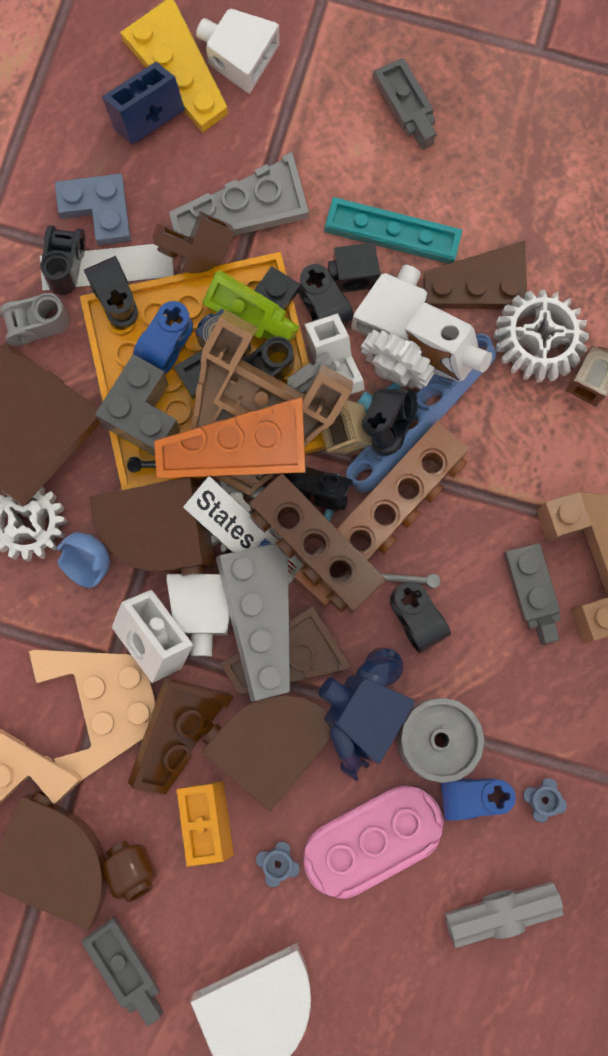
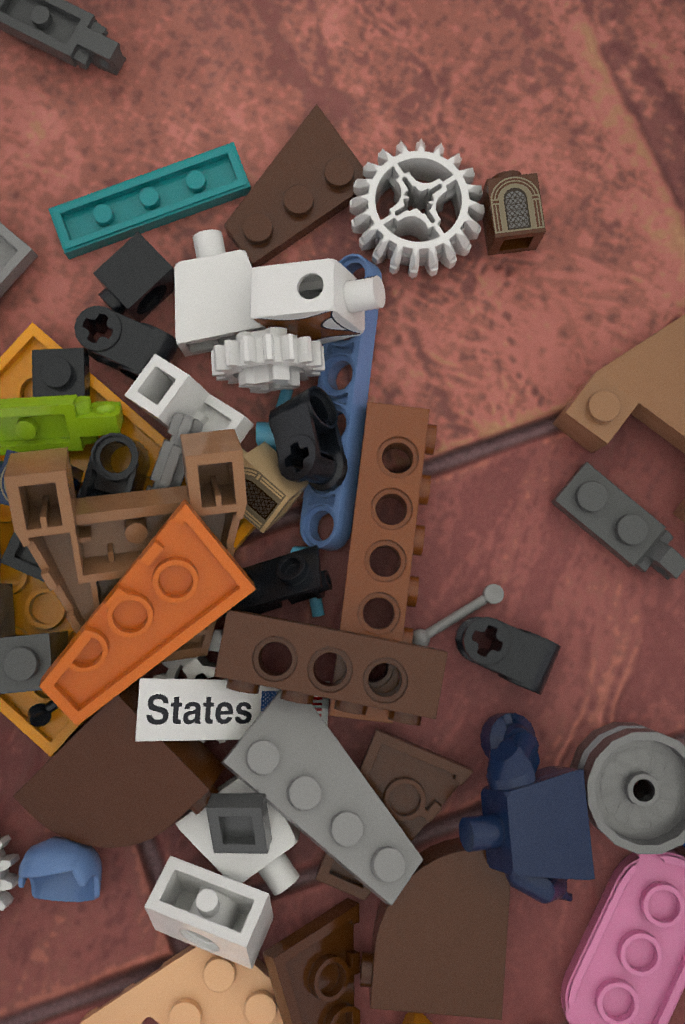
camera: 30 degrees left, 5 degrees up
(204, 595) = (239, 823): none -> dark grey plate

